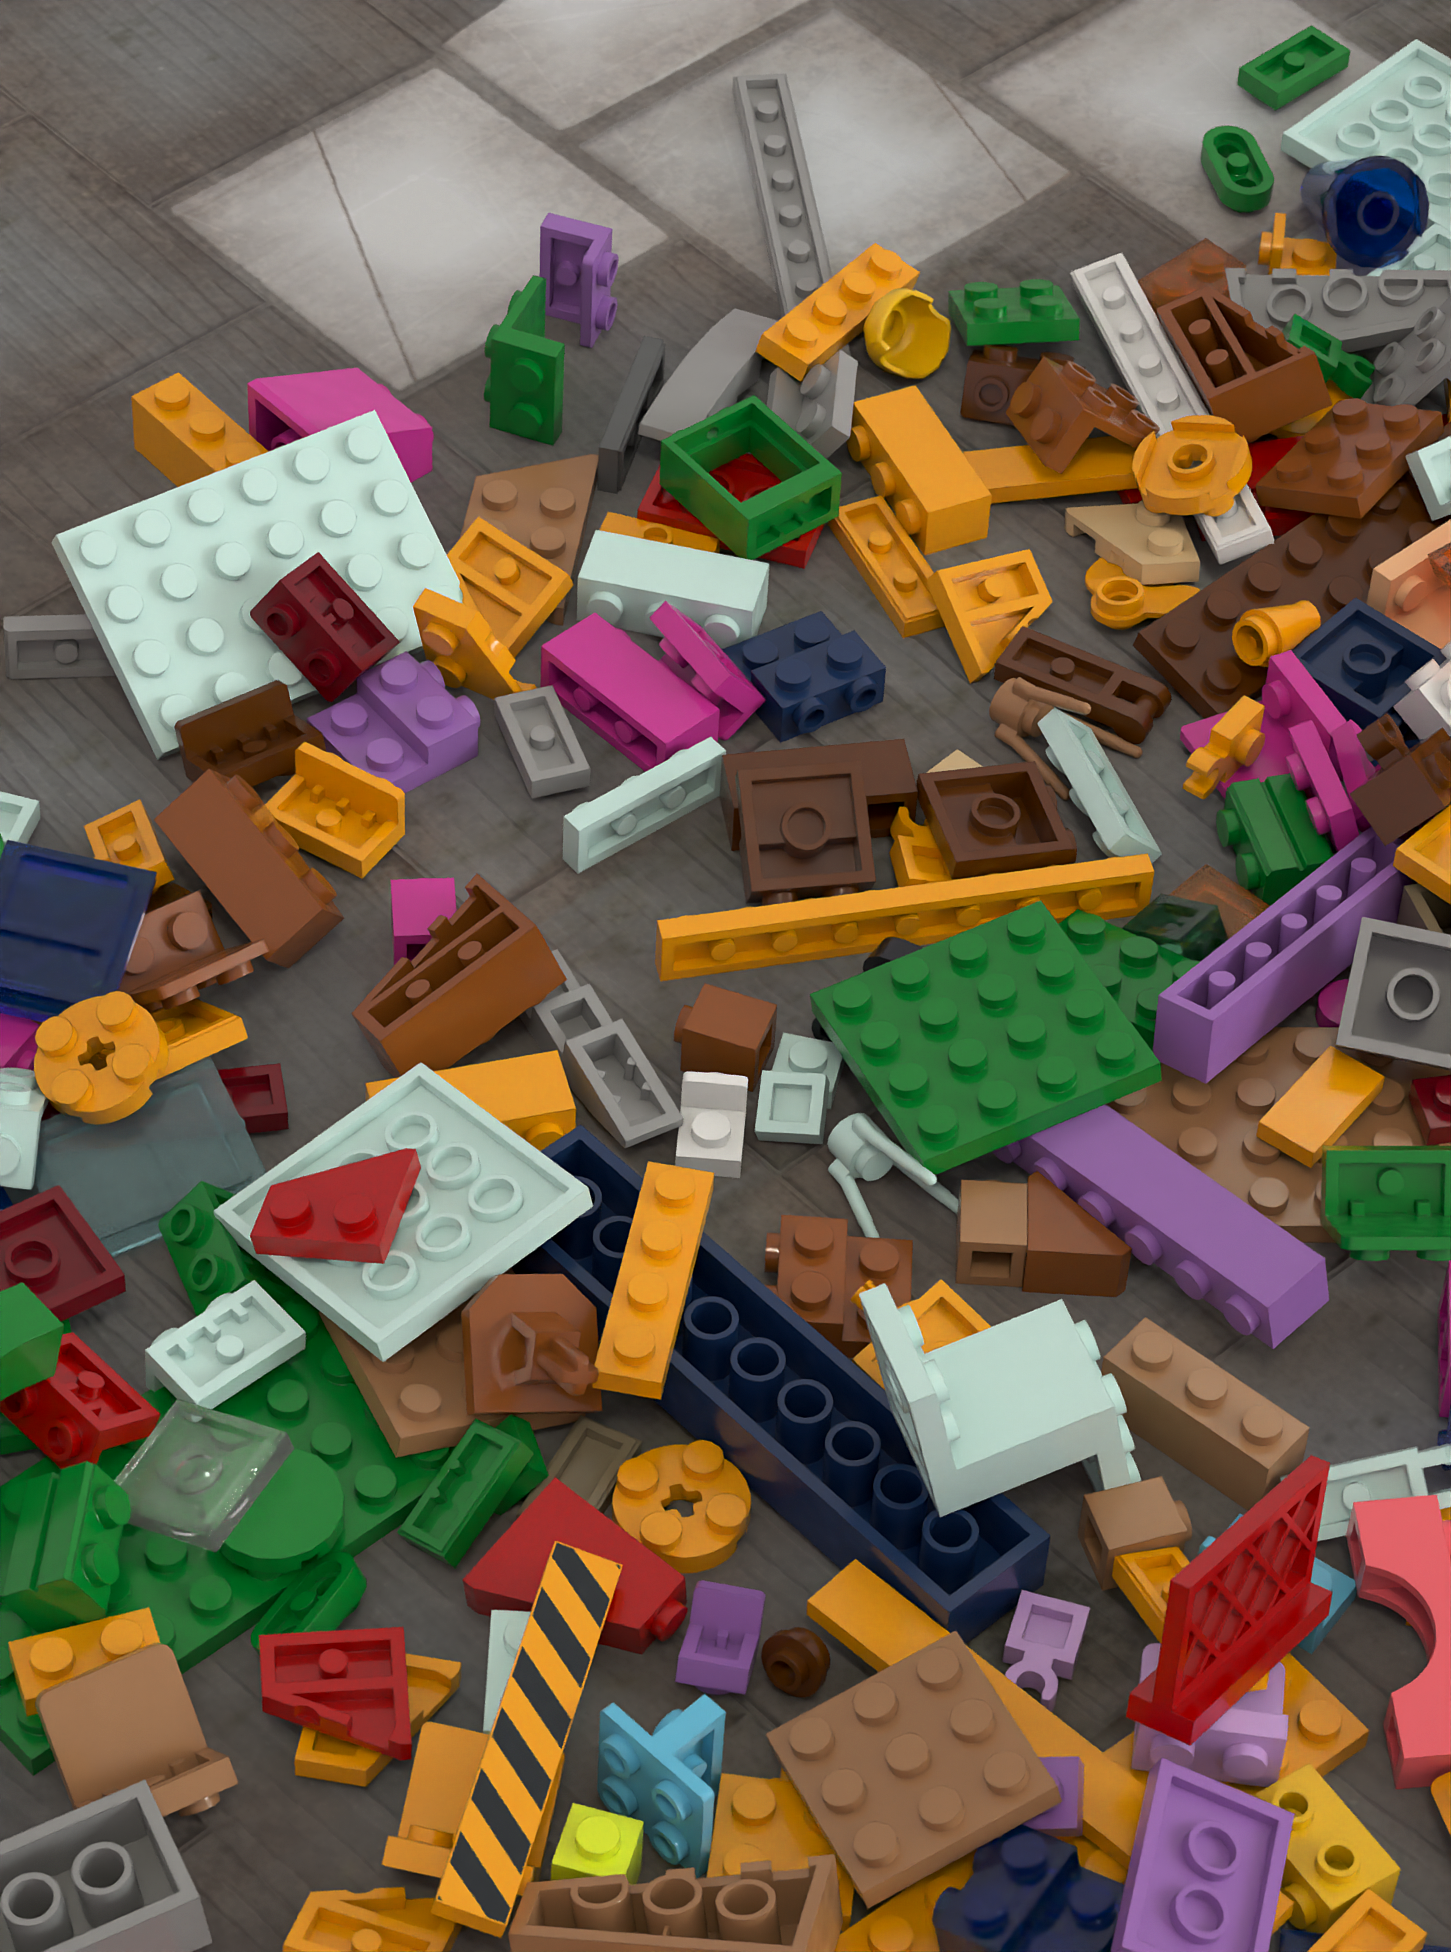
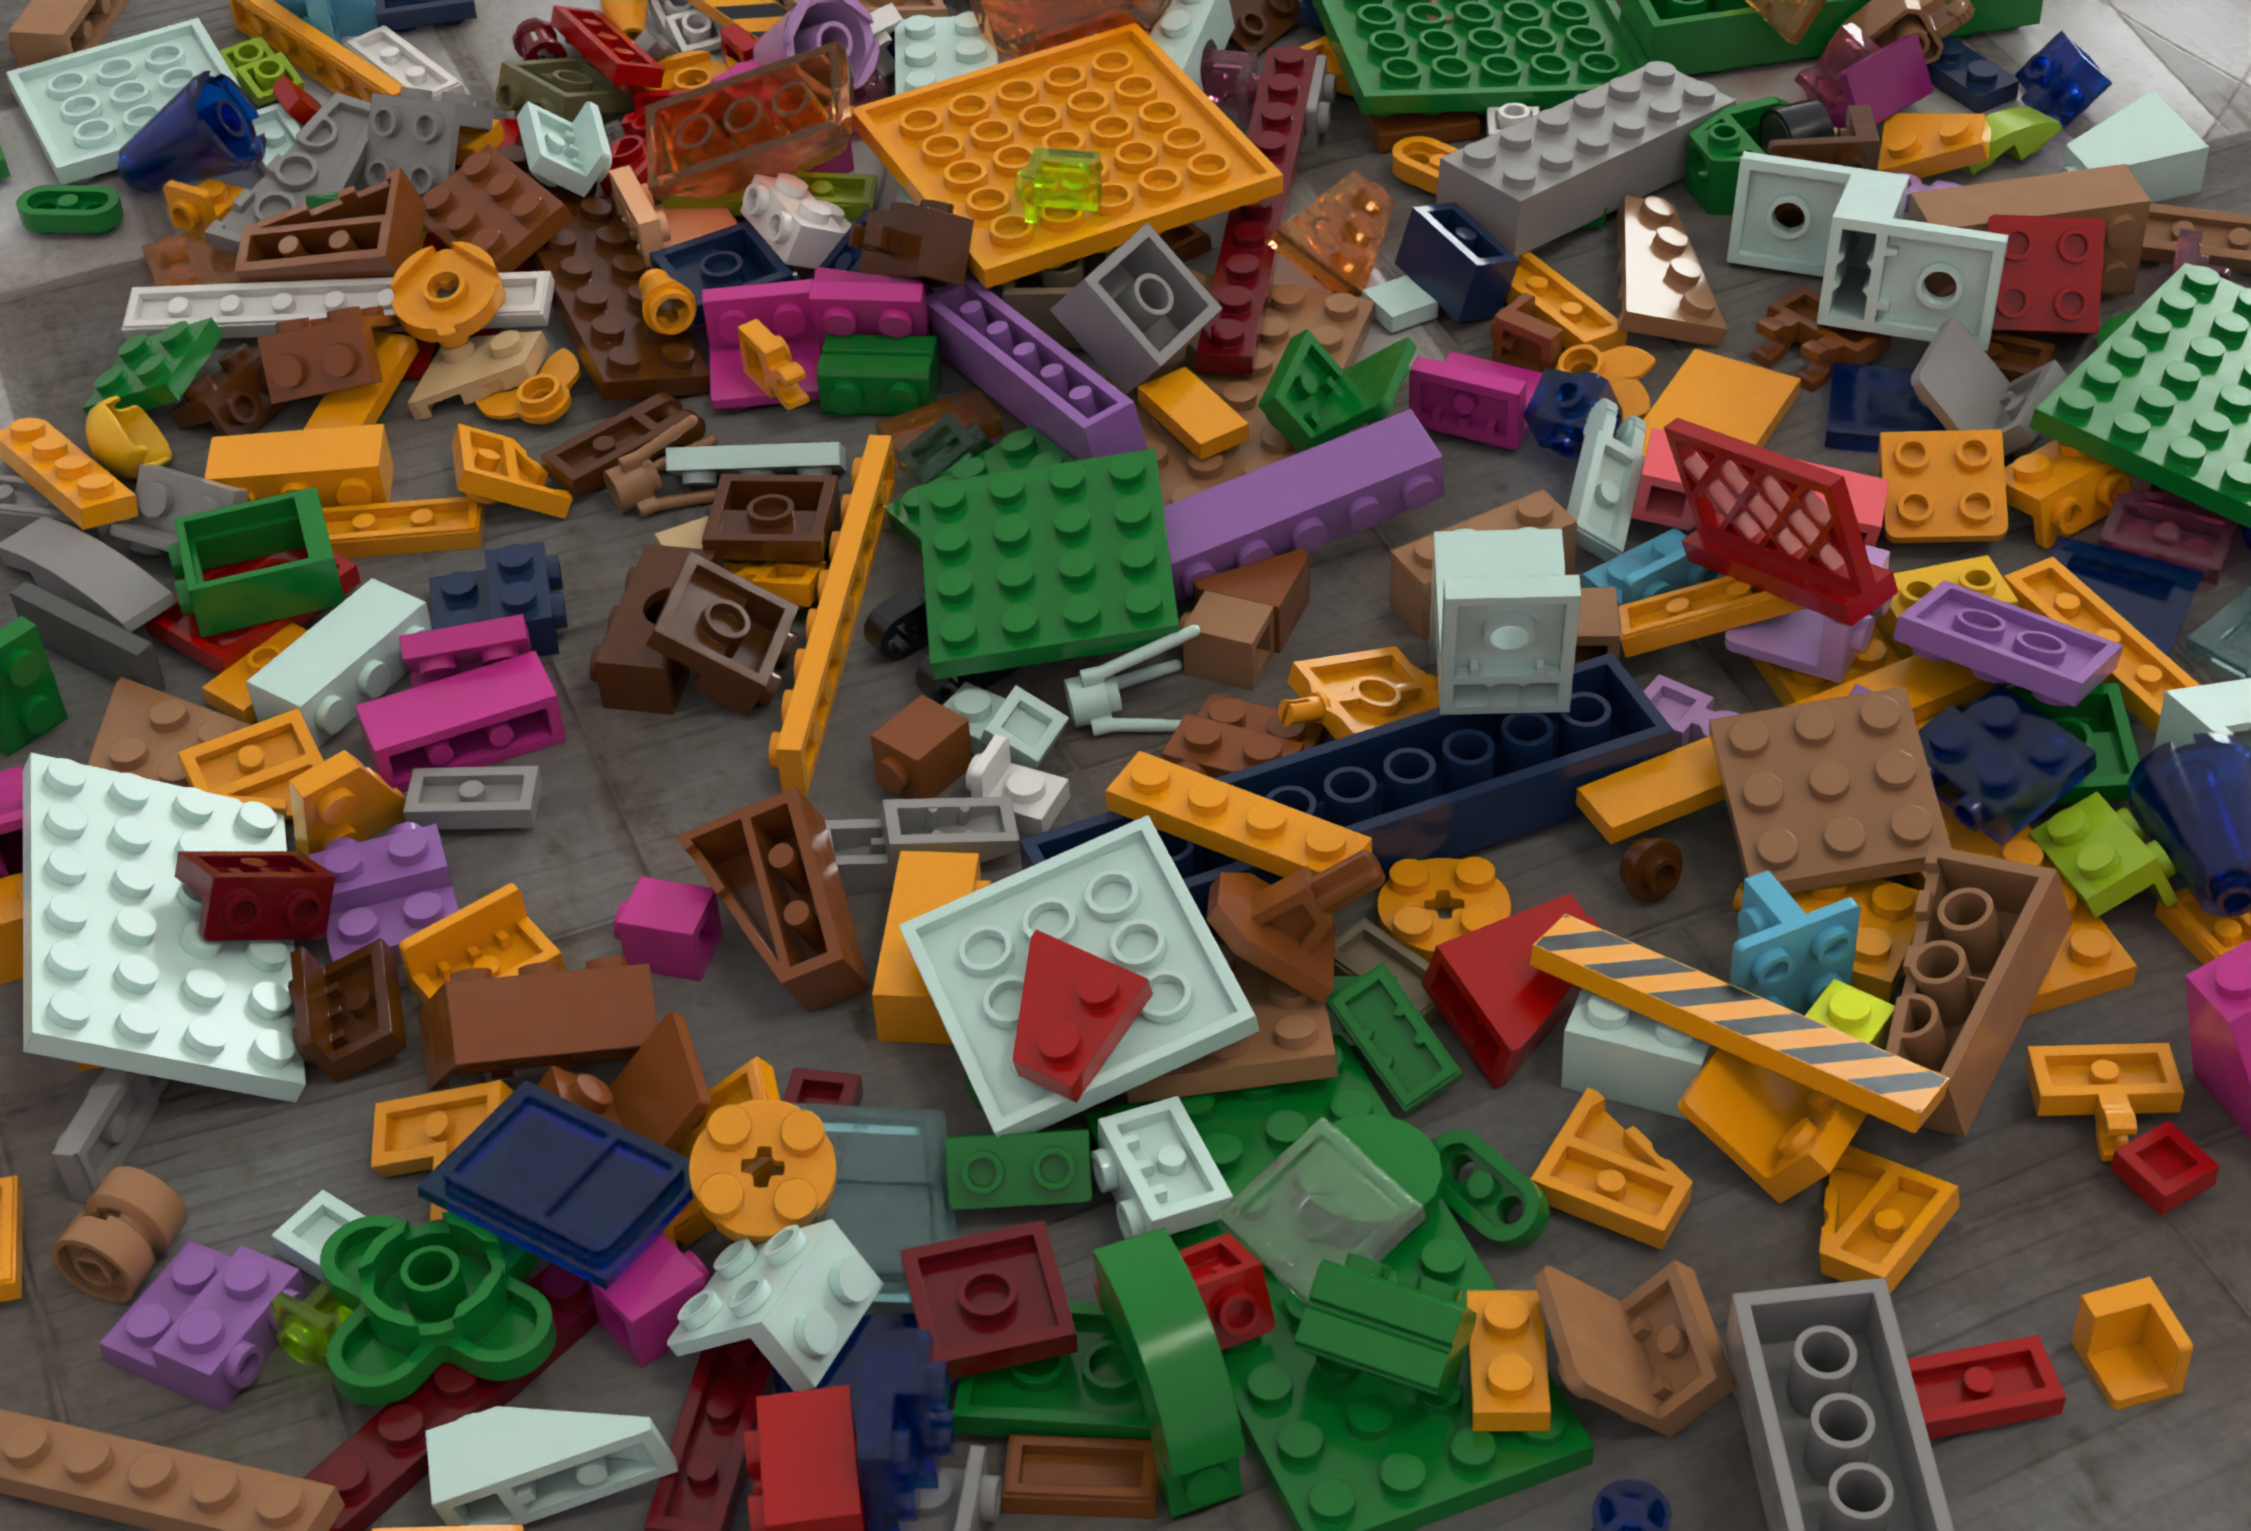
camera: 65 degrees left, 5 degrees down
(341, 1685) = (1610, 1162): red wing -> none
(642, 805) = (599, 744): light aqua plate -> none
(721, 1638) = (1626, 911): medium lavender bracket -> none

